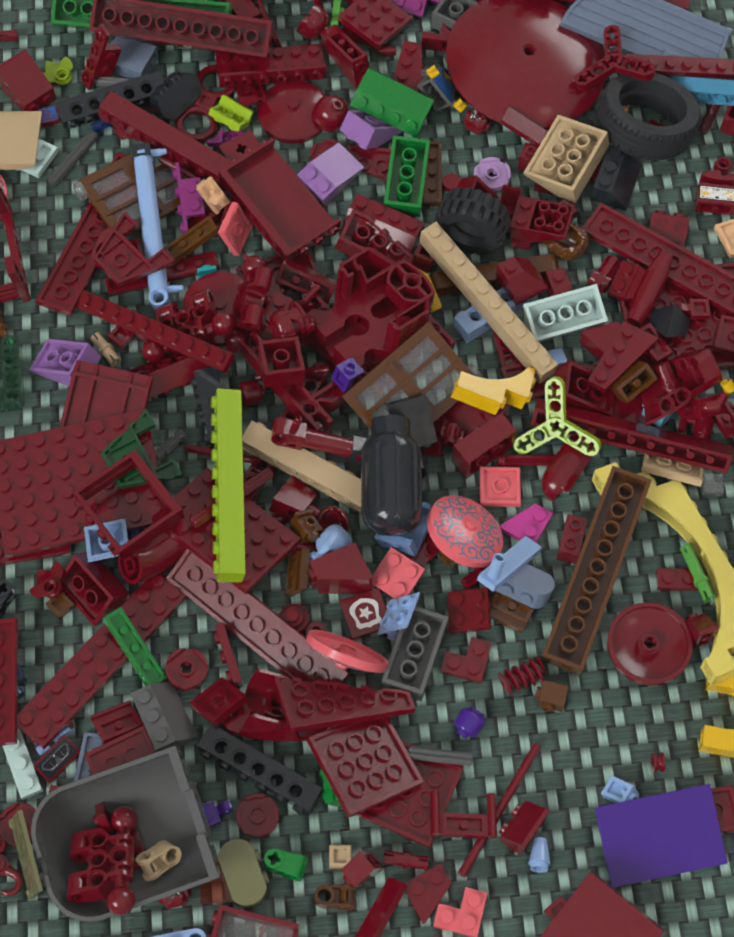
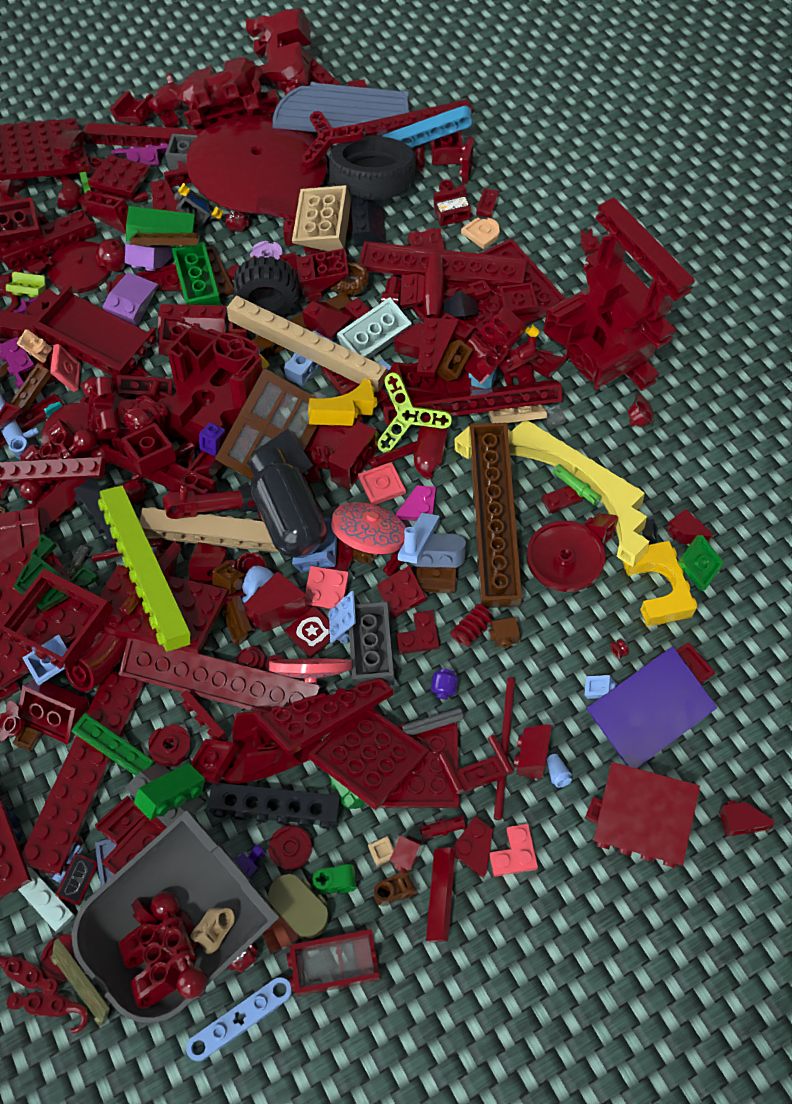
camera: 20 degrees left, 5 degrees down
(169, 716) = (169, 791): none -> green brick
(390, 122) = (152, 239): none -> reddish brown plate
(571, 539) = (461, 500): dark red brick -> none

